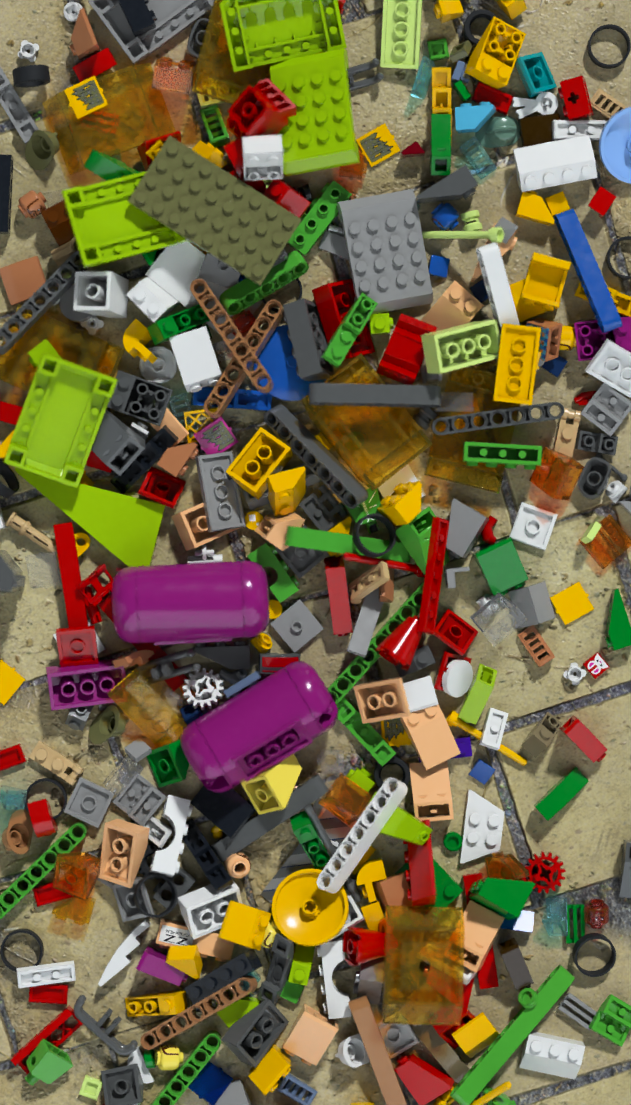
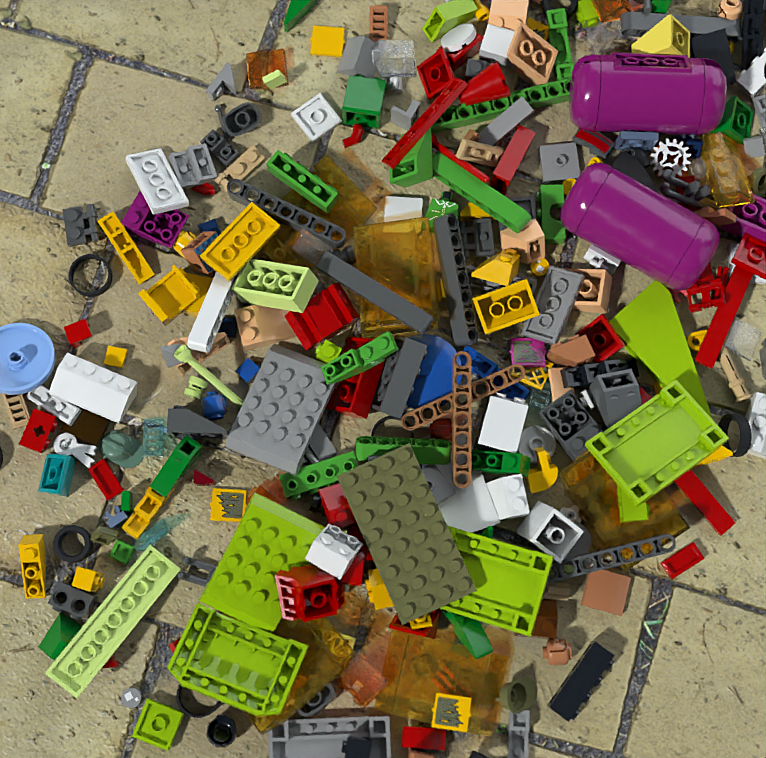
camera: 145 degrees left, 10 degrees down
(220, 137) = (359, 598): bright green slope -> none
(392, 533) = (436, 174): black tyre -> none
(402, 504) = (410, 194): yellow slope -> none
(464, 528) = (372, 148): light grey slope -> none
(472, 118) = (134, 472): medium azure slope -> none
(495, 54) = (76, 512): yellow slope -> none
(534, 209) = (137, 365): yellow slope -> none
(556, 474) = (267, 138): clear orange slope -> none
(587, 270) = (129, 282): blue beam -> none
(615, 490) = (231, 101): white plate -> none

